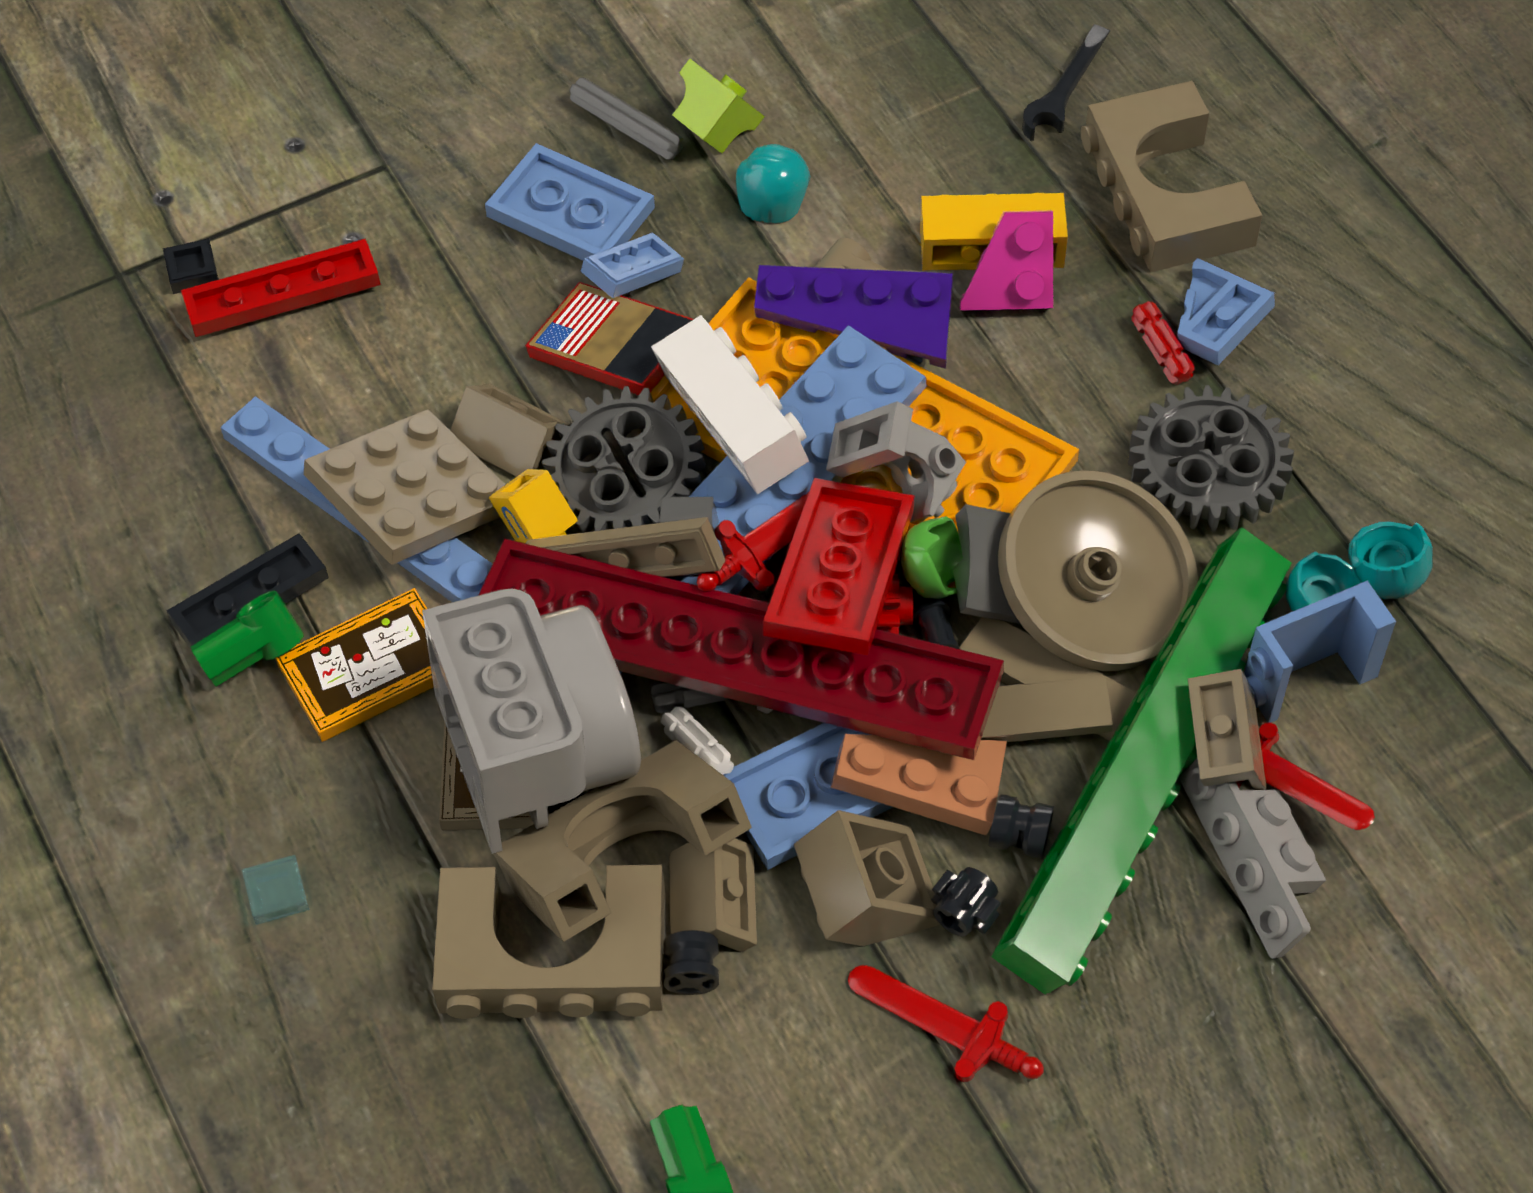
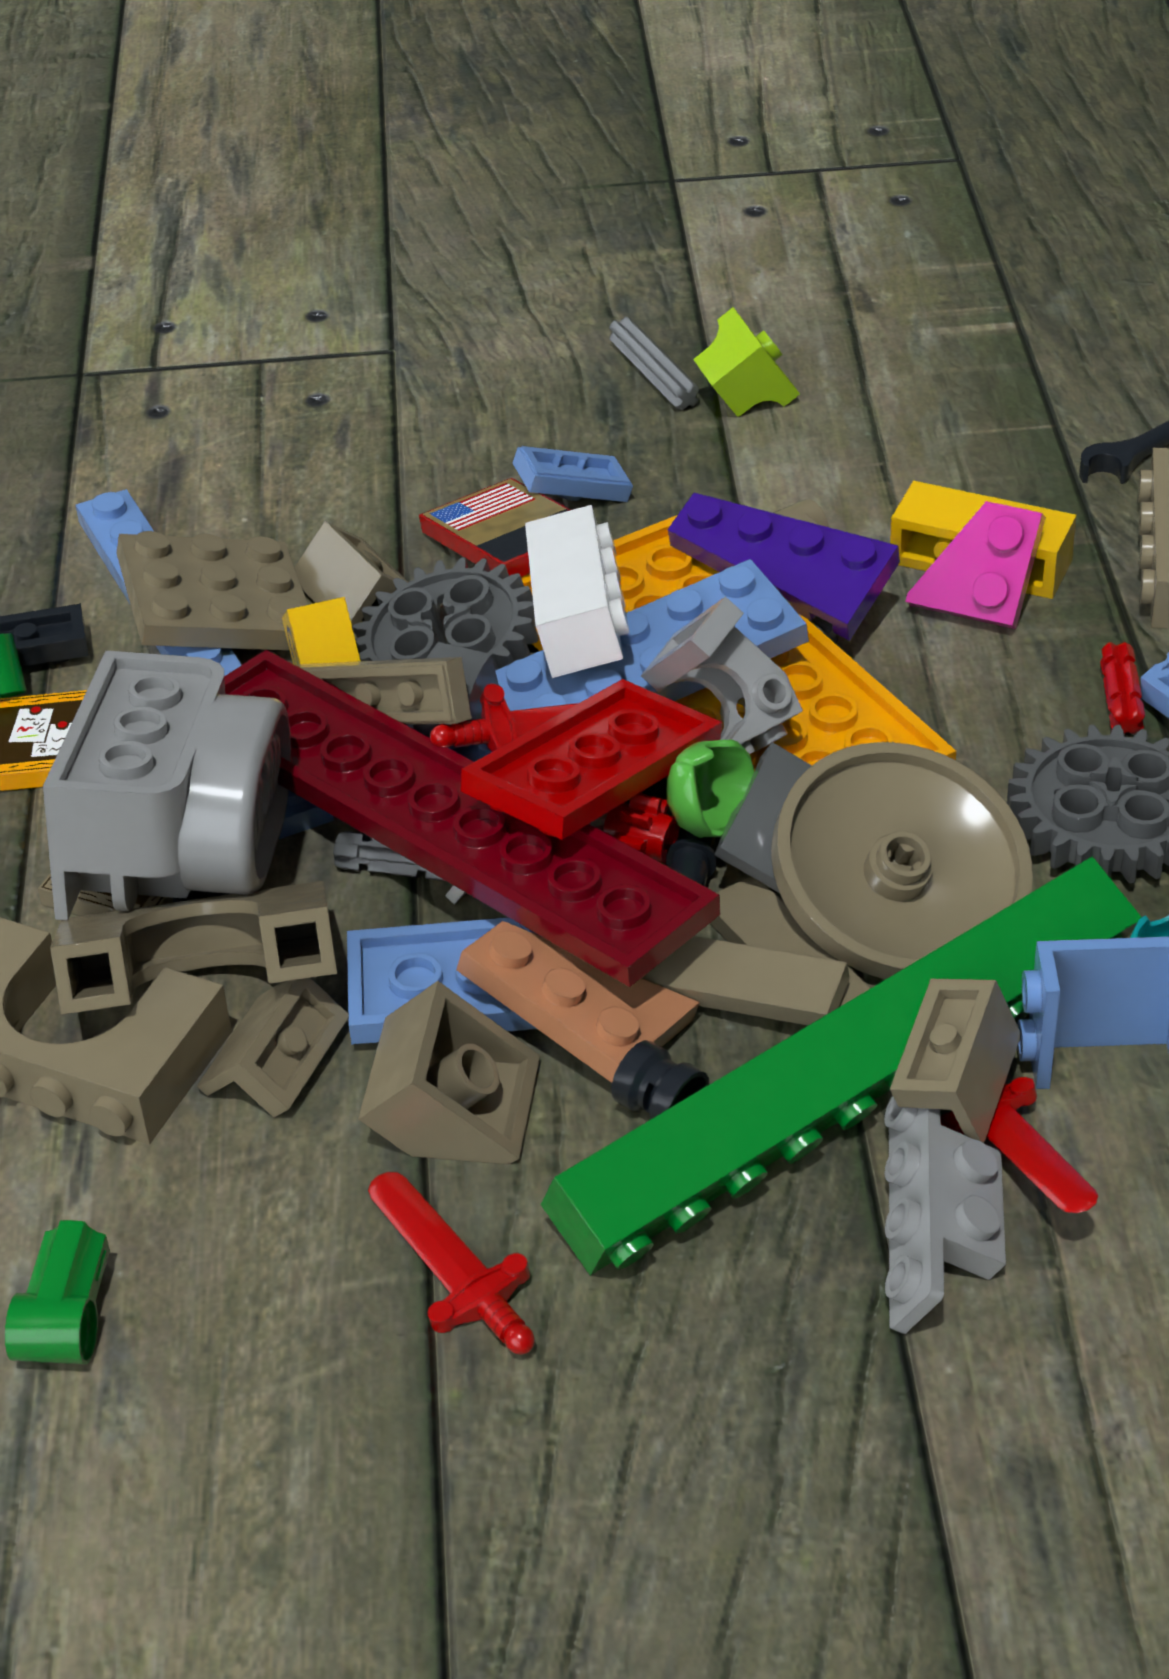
camera: 25 degrees right, 15 degrees down
(190, 265) = (148, 380): black tile -> none
(280, 287) = (215, 412): red plate -> none
(568, 204) = (544, 409): medium blue plate -> none
(690, 733) = (349, 896): white axle -> none
(691, 962) = (200, 1098): black wheel -> none
(772, 183) = (767, 444): teal hair -> none
(965, 901) = (544, 1136): black gear -> none

